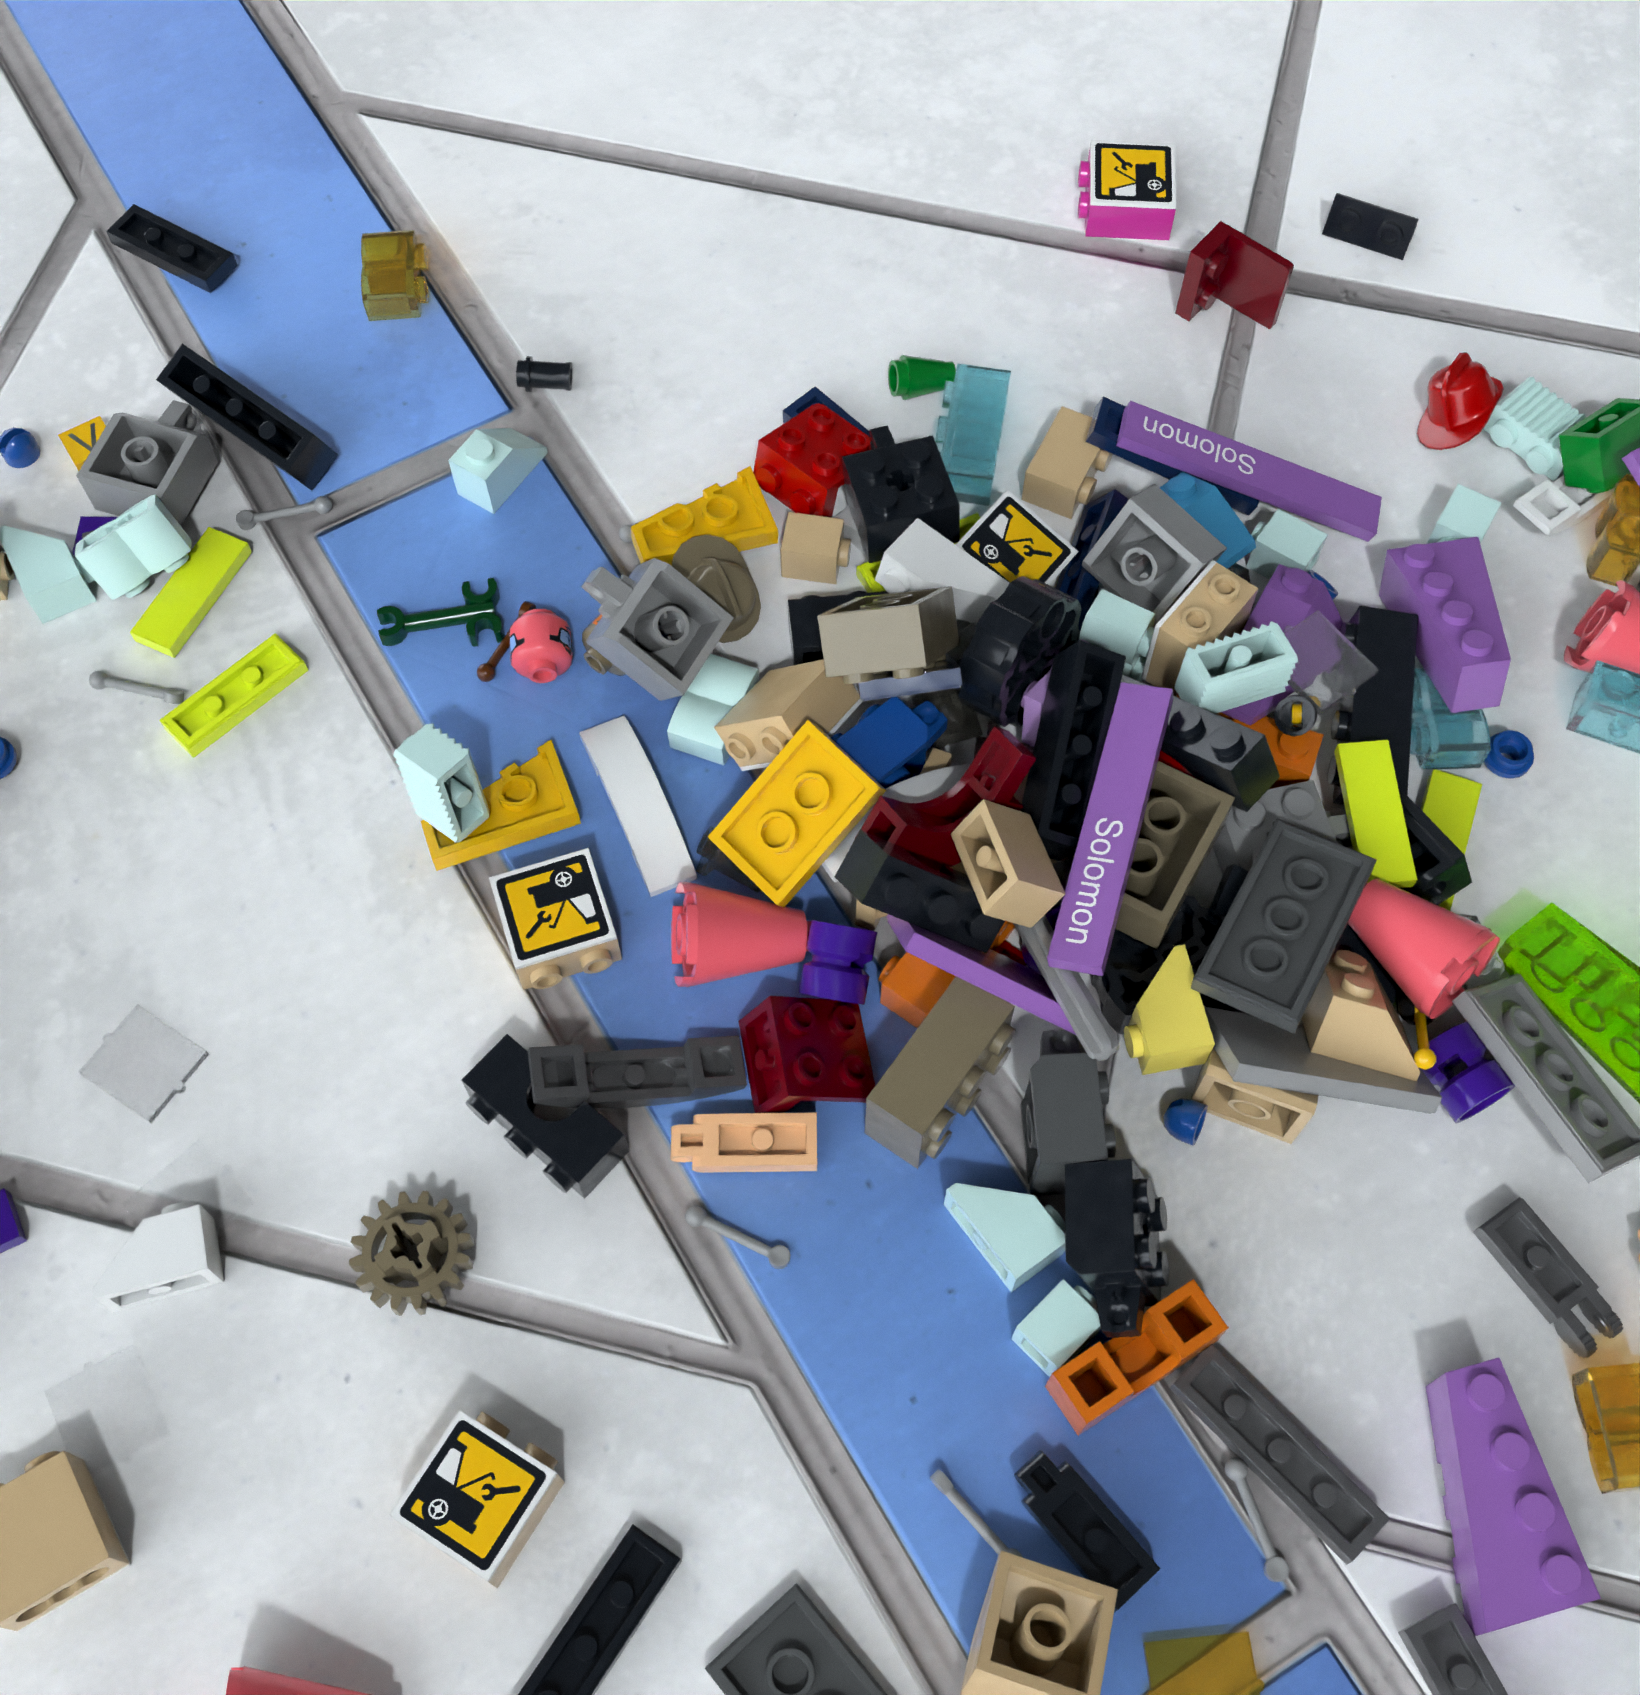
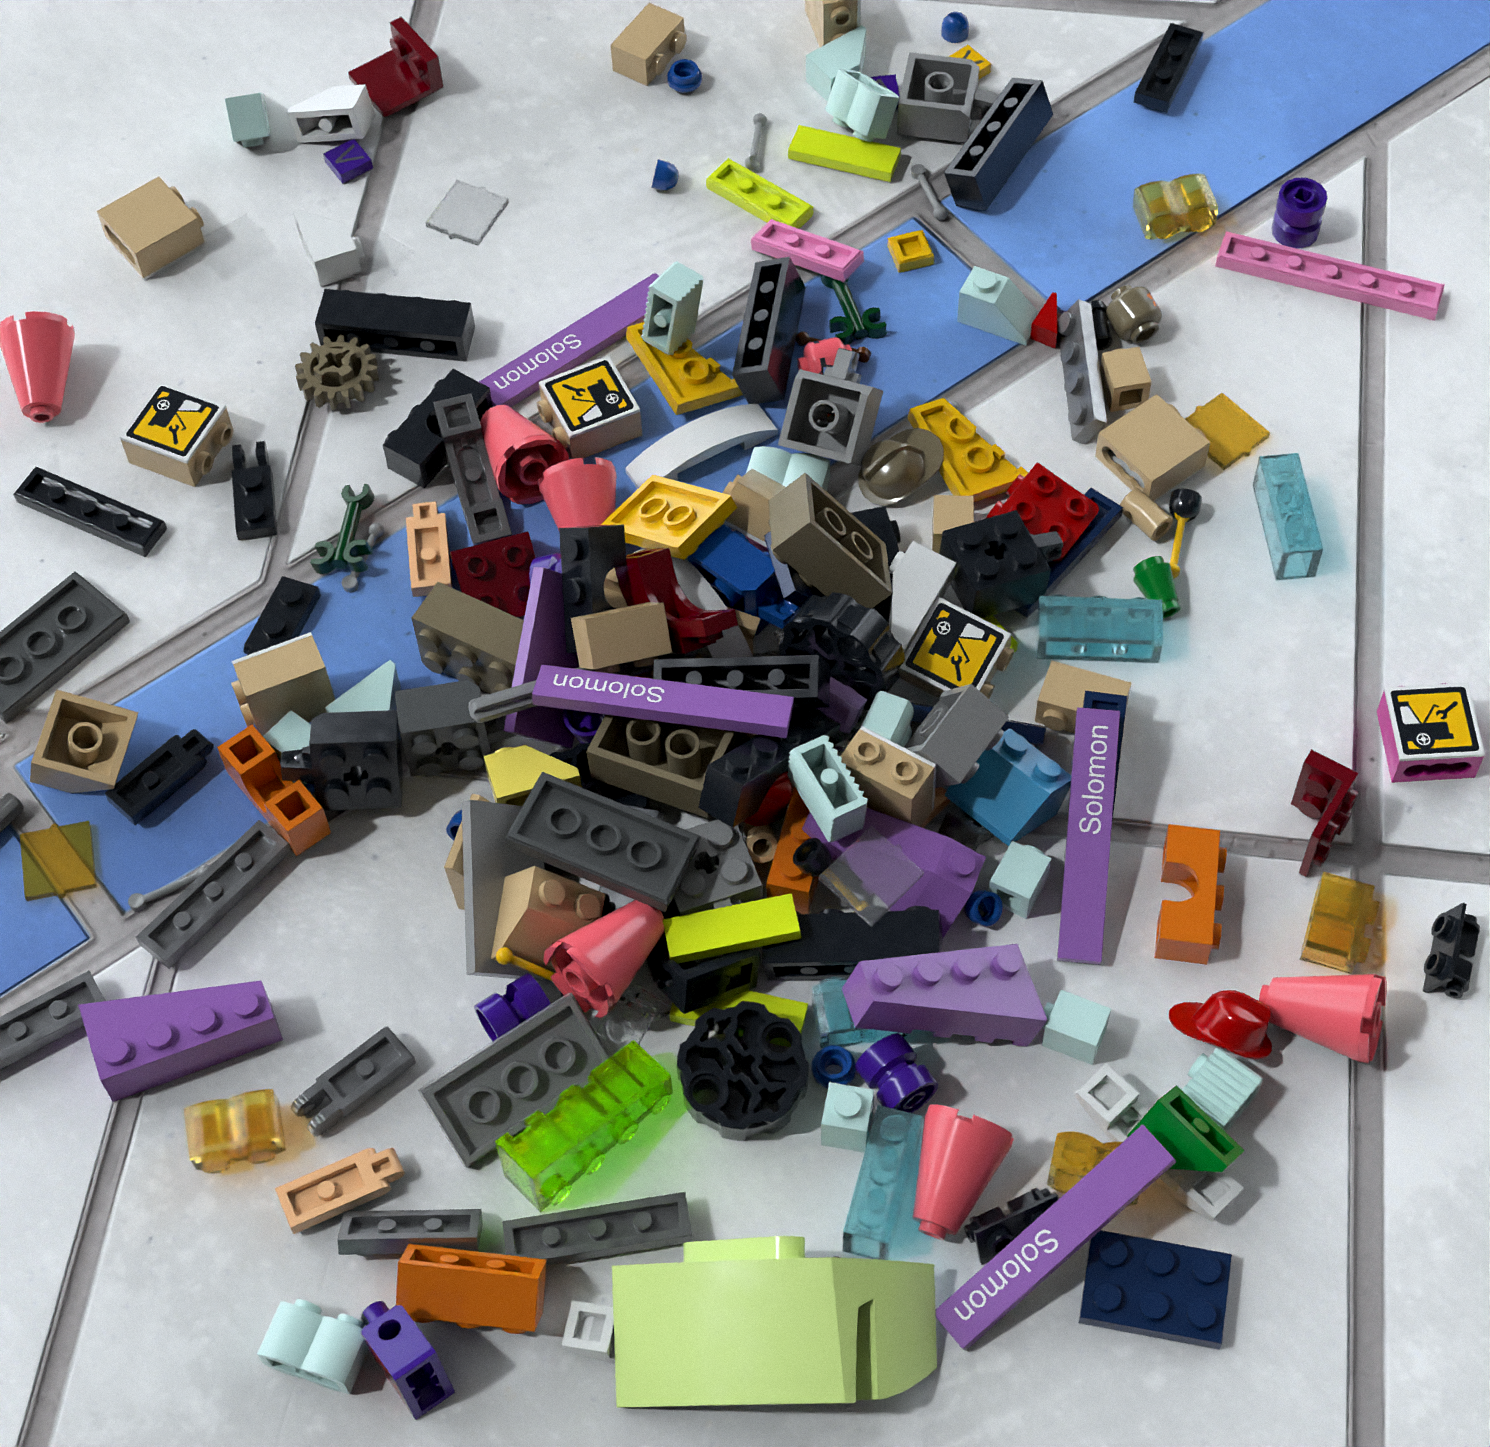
camera: 85 degrees right, 5 degrees down
(165, 799) = (665, 176): none -> blue hinge
(340, 1167) = (397, 323): none -> black brick
(350, 646) = (807, 250): none -> bright pink tile
(375, 542) = (910, 251): none -> yellow tile
(427, 931) = (569, 346): none -> medium lavender tile
(440, 166) = (1299, 212): none -> dark purple wheel
(482, 693) = (769, 331): none -> black brick
(519, 171) = (1330, 275): none -> bright pink tile
(528, 419) = (1045, 324): none -> red piece
(542, 334) = (1134, 314): none -> dark tan head
(602, 1388) = (253, 494): none -> black hinge
(613, 395) = (1081, 372): none -> flat silver plate
(616, 1006) = (518, 453): none -> coral cone
(631, 359) = (1124, 378): none -> tan brick
(712, 294) = (1228, 429): none -> clear yellow piece
(736, 1262) = (347, 548): none -> dark green bar
(740, 349) = (1152, 449): none -> tan piece
(820, 338) = (1183, 507): none -> black hinge
(822, 371) = (1146, 514): none -> tan piece
(840, 1356) = (283, 615): none -> black hinge
(851, 250) = (1287, 516): none -> clear light blue brick
(946, 1487) = (193, 694): light grey hinge -> none
(978, 1333) = (280, 681): none -> tan piece
(1340, 409) = (1188, 927): none -> orange arch
(1342, 299) = (1339, 923): none -> clear yellow brick
(1451, 309) = (1330, 1010): none -> coral cone
(1532, 834) = (700, 1071): none -> black connector
(1536, 687) = (893, 1070): none -> dark purple wheel
(1580, 742) = (847, 1117): none -> light aqua brick

